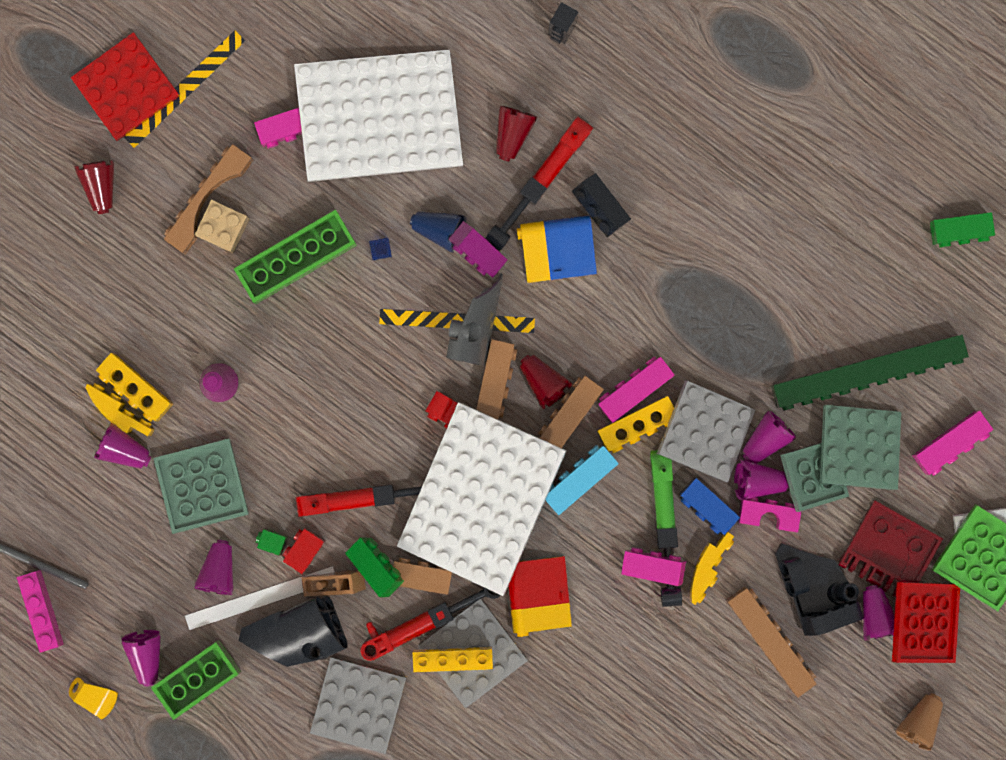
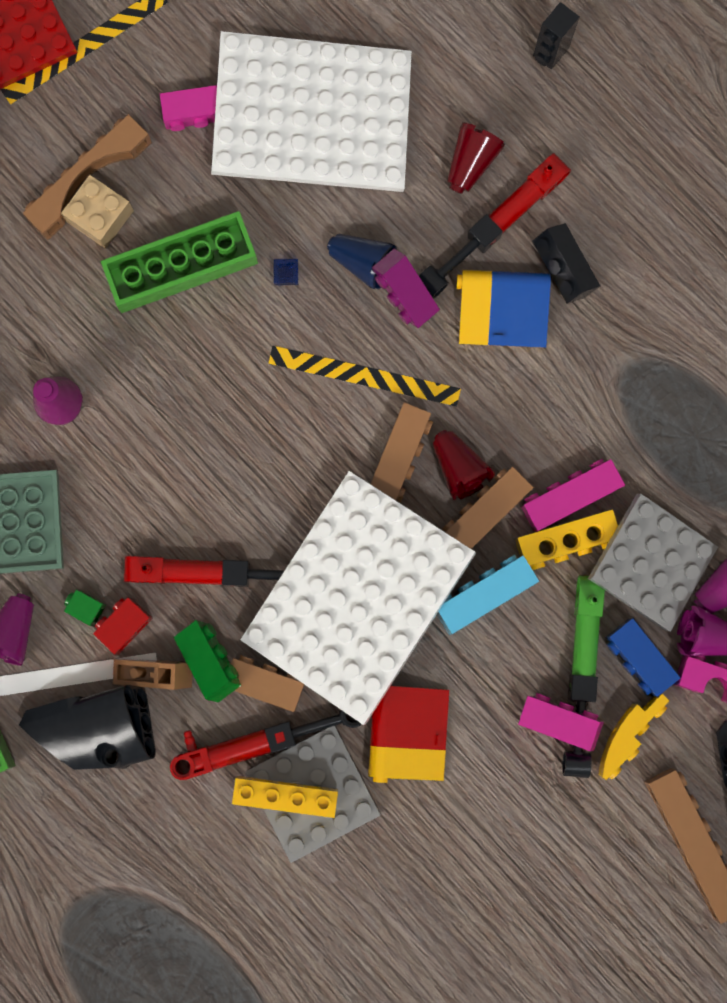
camera: 10 degrees right, 5 degrees down
(358, 705) = (155, 835): light grey plate -> none
(441, 408) = (325, 477): red brick -> none
(476, 329) = (385, 385): dark grey panel -> none

